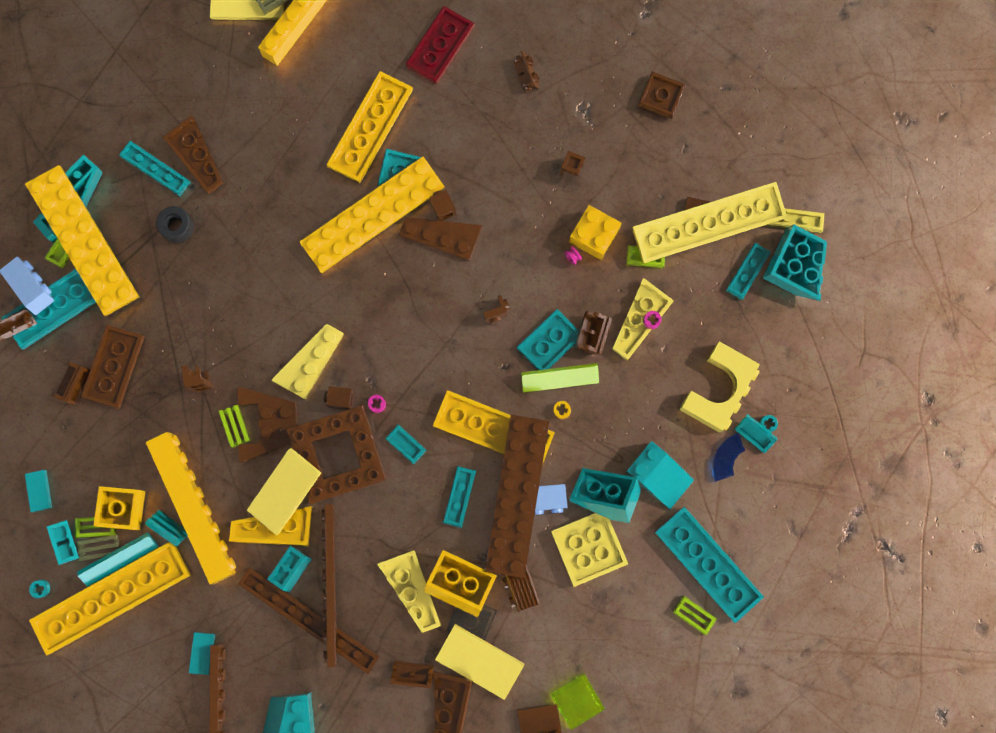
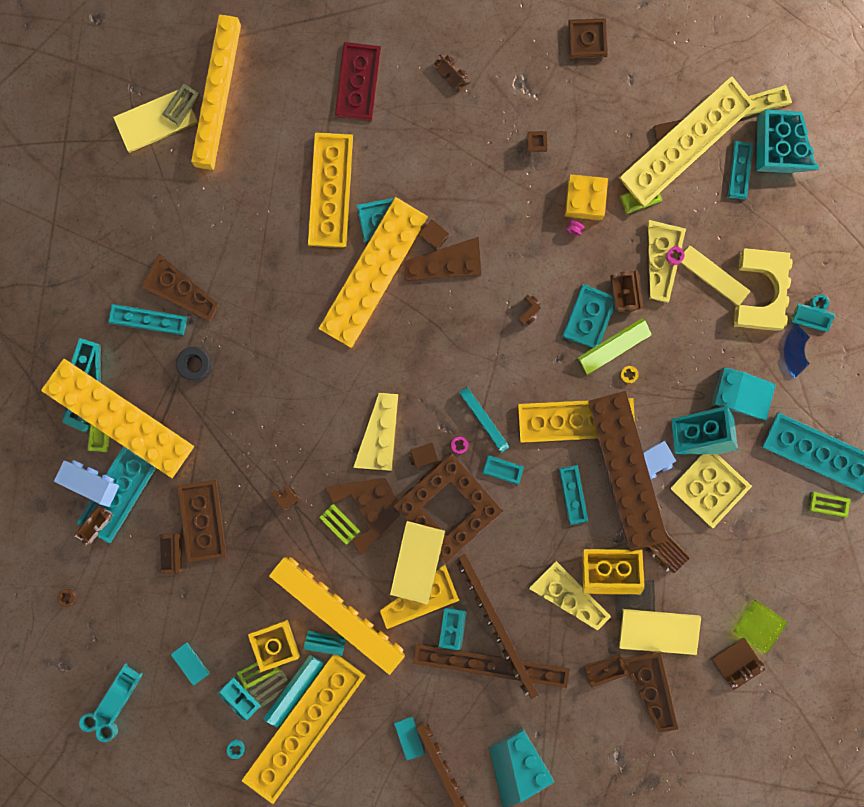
camera: 25 degrees left, 5 degrees up
(409, 390) = (484, 420): none -> teal beam
(681, 355) = (714, 276): none -> light yellow tile

